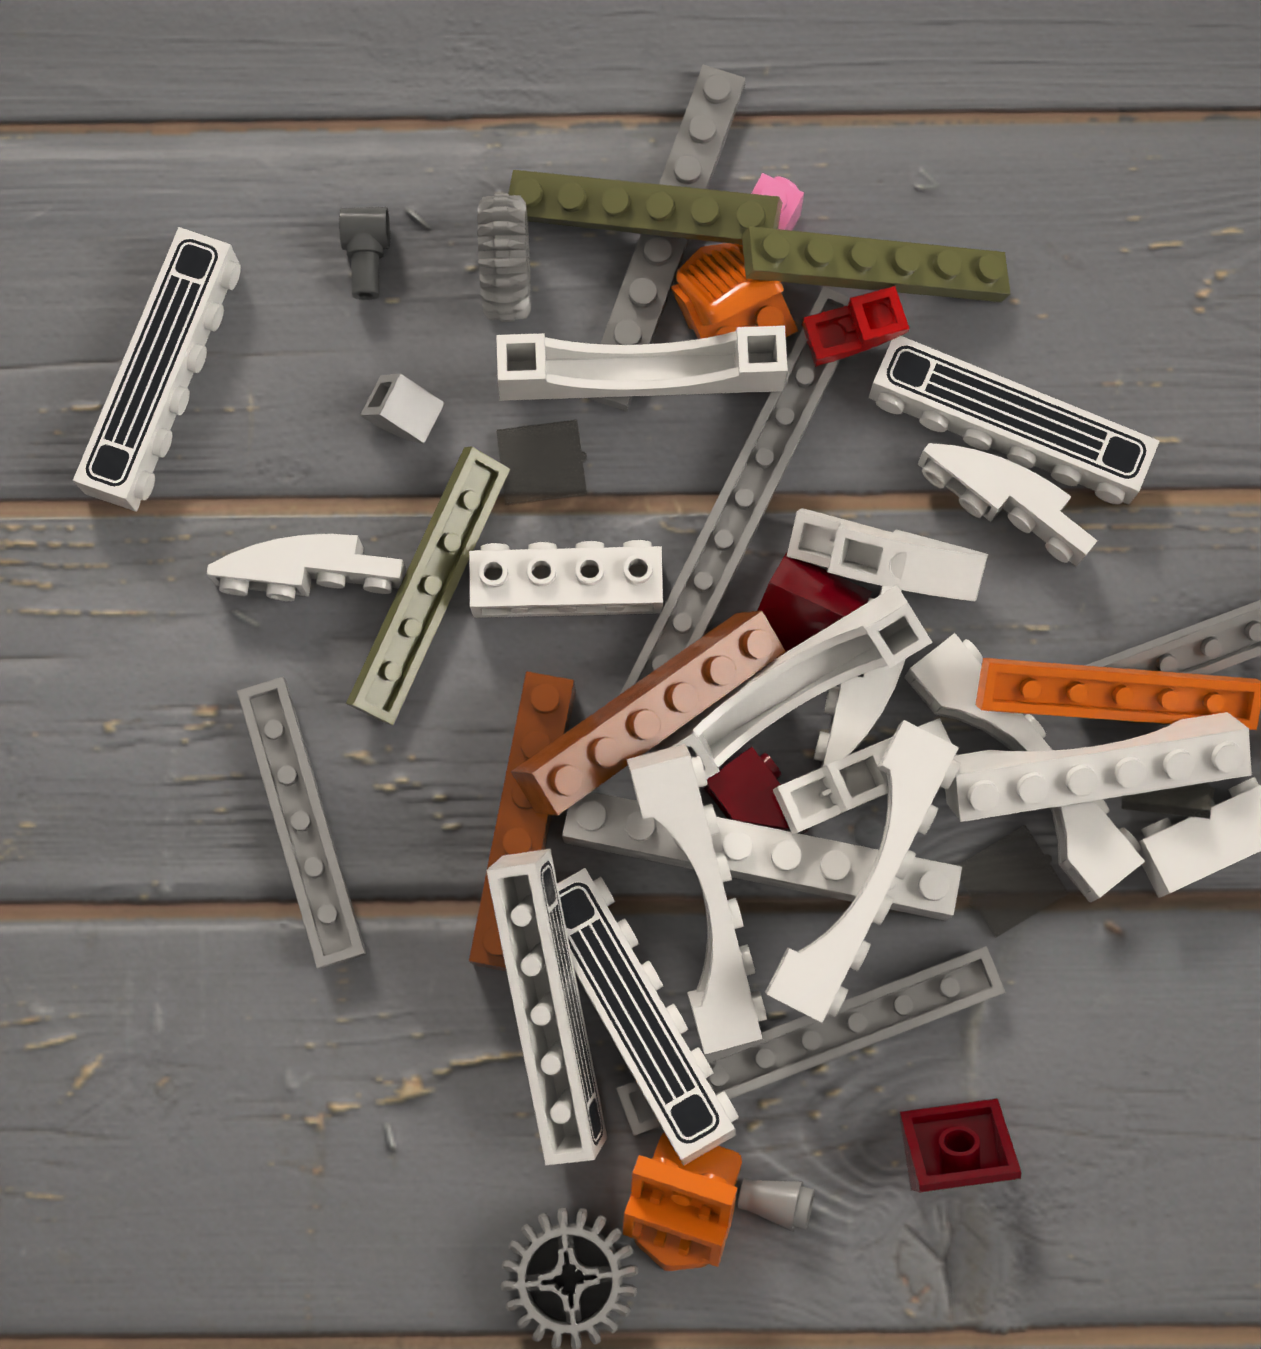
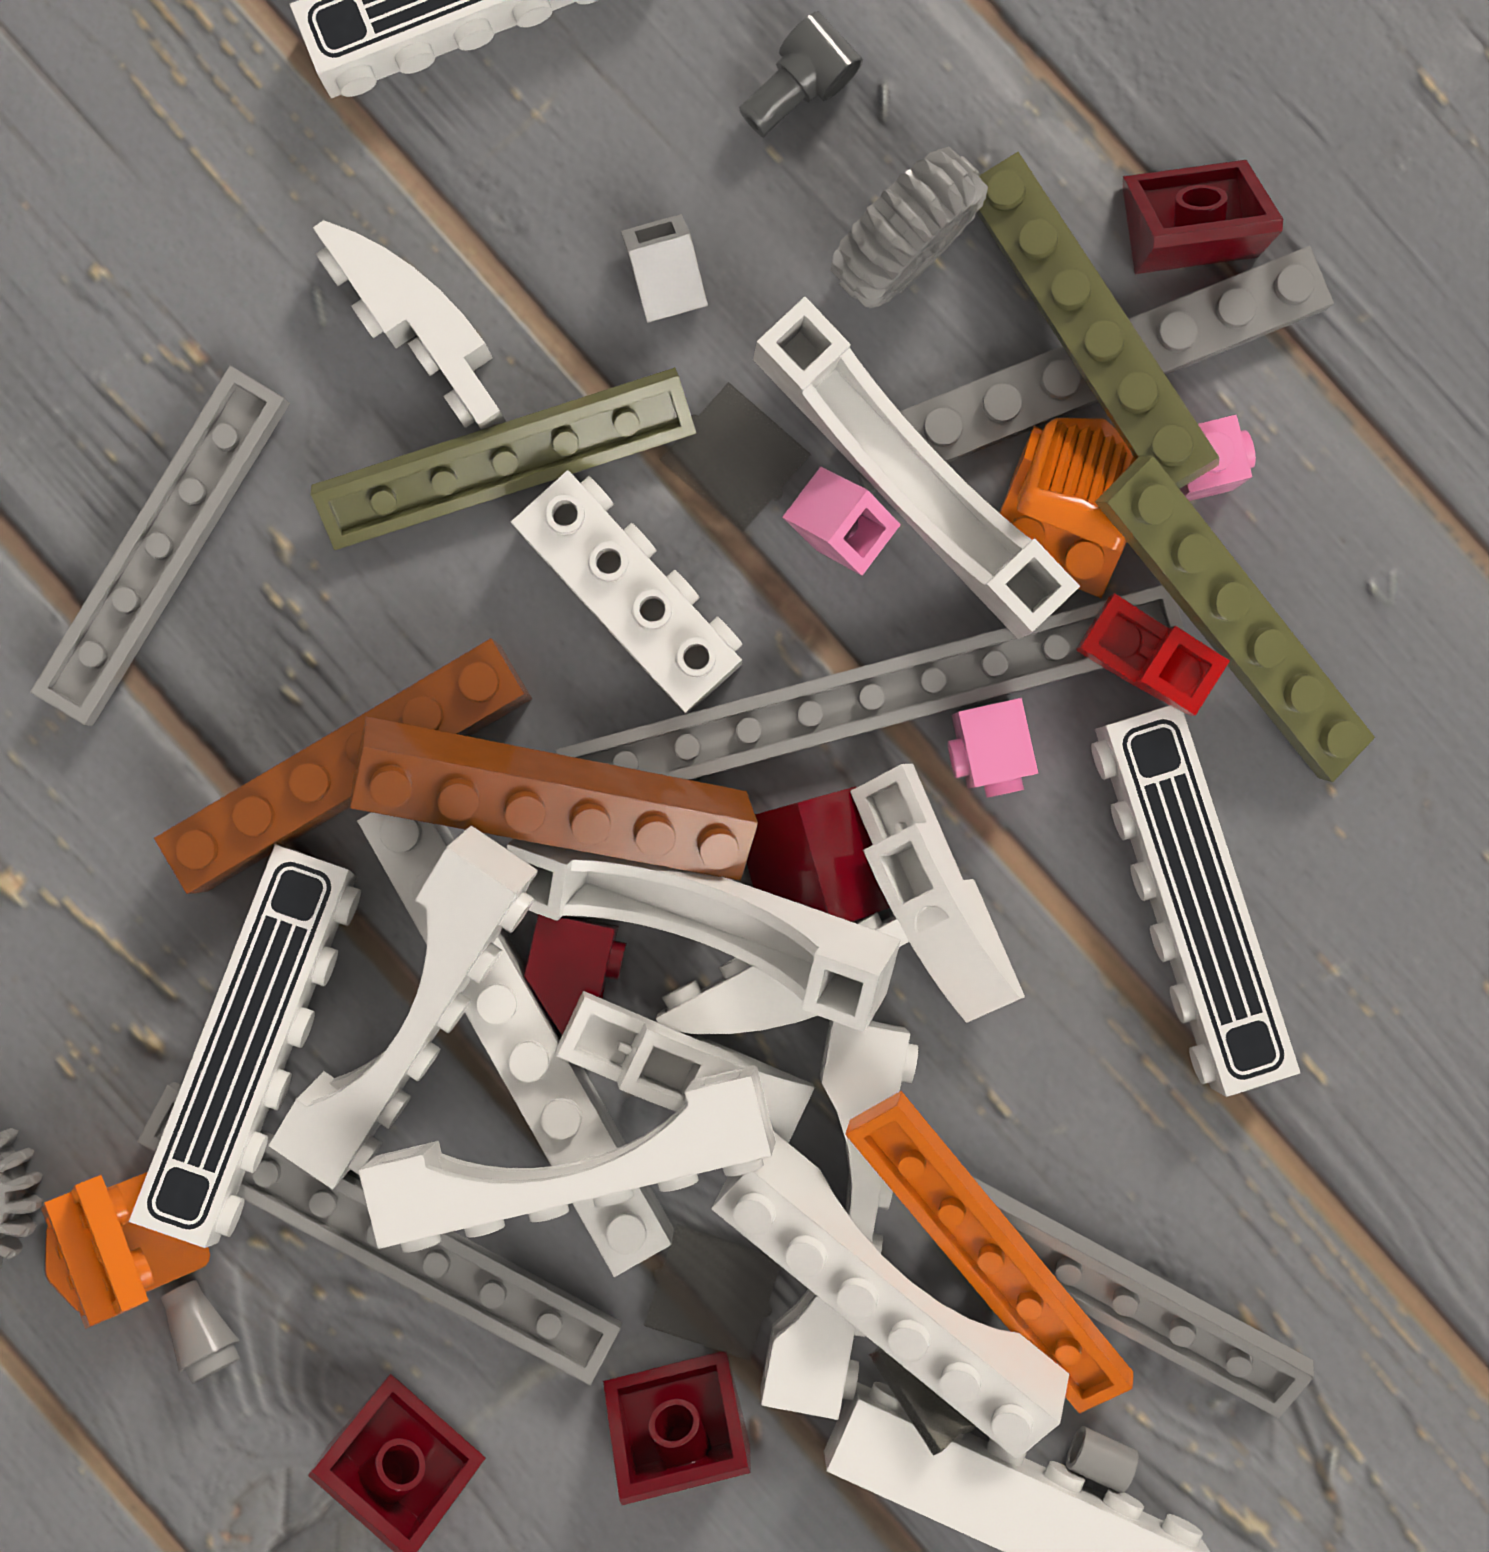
camera: 40 degrees right, 10 degrees up
(547, 1006) = (171, 954): white brick -> none
(631, 429) = (841, 520): none -> bright pink brick
(634, 107) = (1198, 216): none -> dark red slope
(830, 456) = (993, 747): none -> bright pink brick
(993, 483) = (1107, 937): white slope -> none
(1071, 963) = (676, 1427): none -> dark red slope

